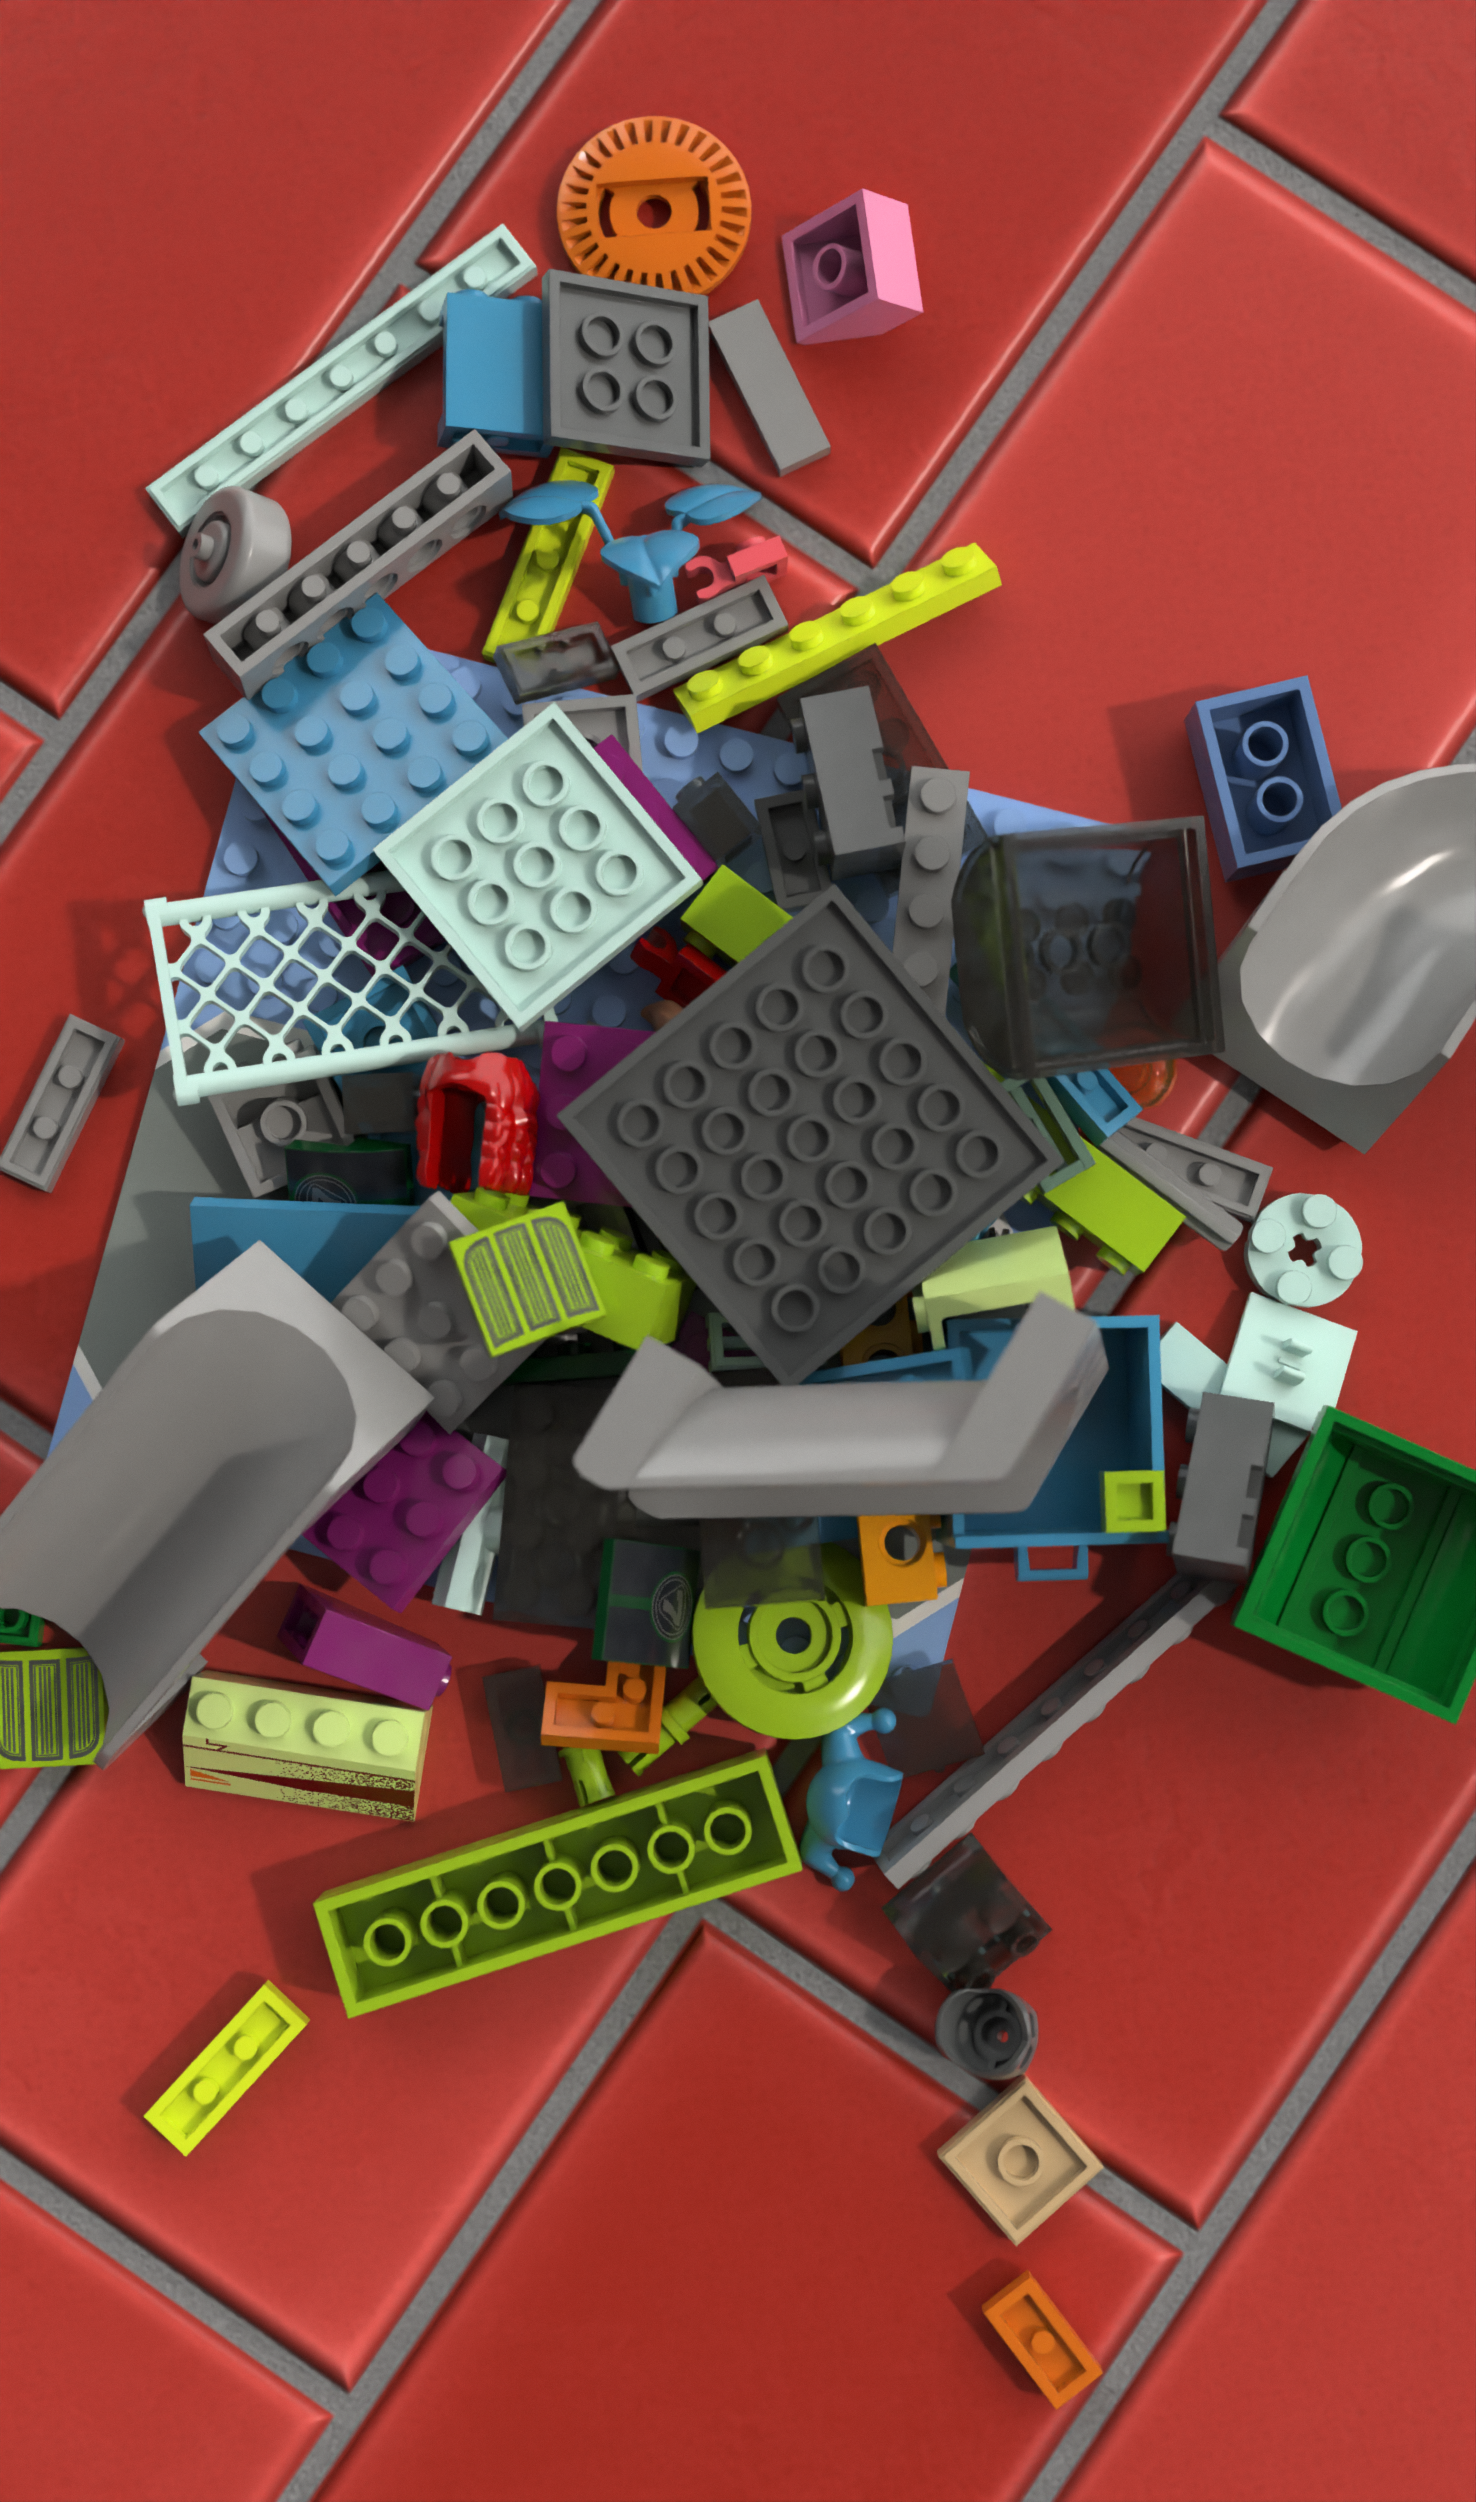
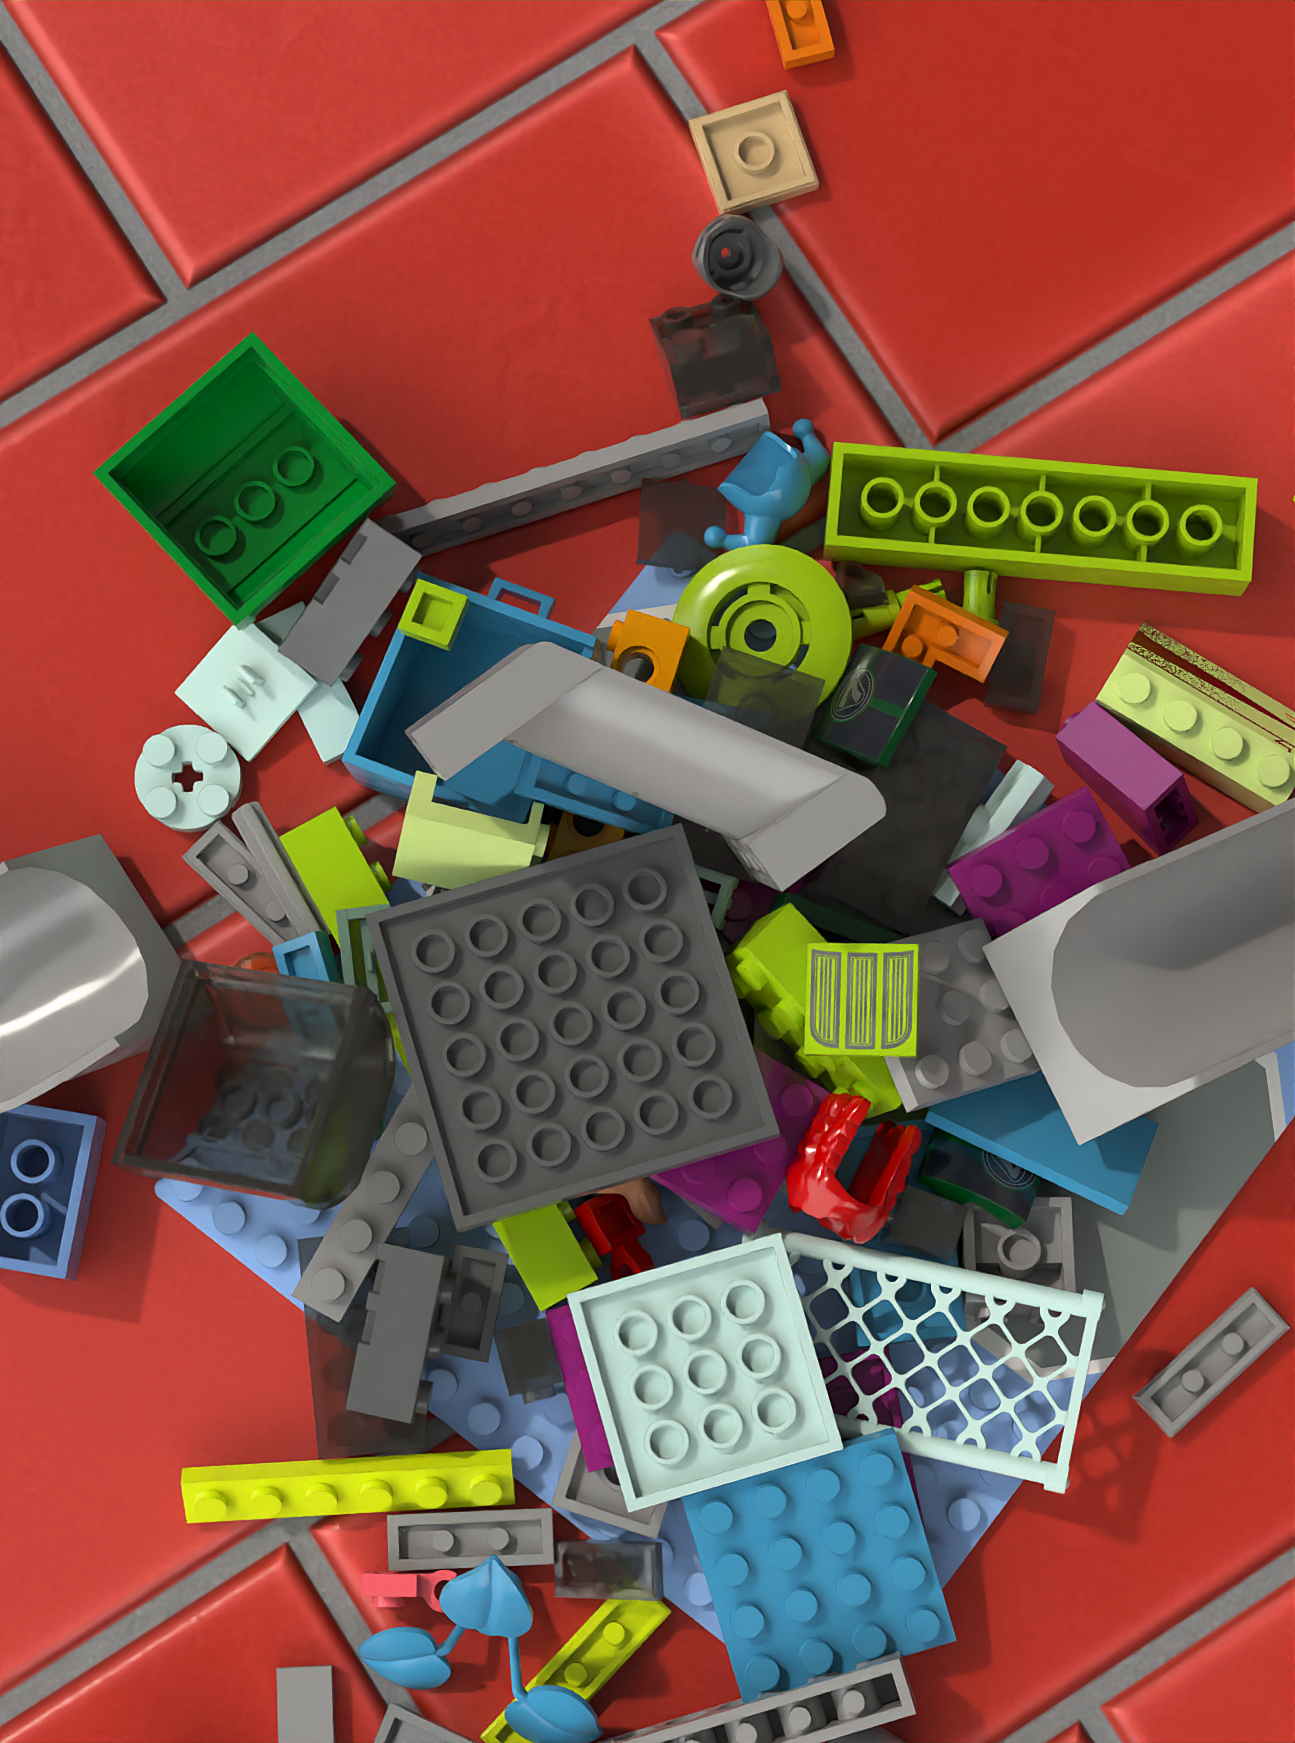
camera: 160 degrees left, 5 degrees down
(714, 1733) = (860, 585): none -> clear smoke tile

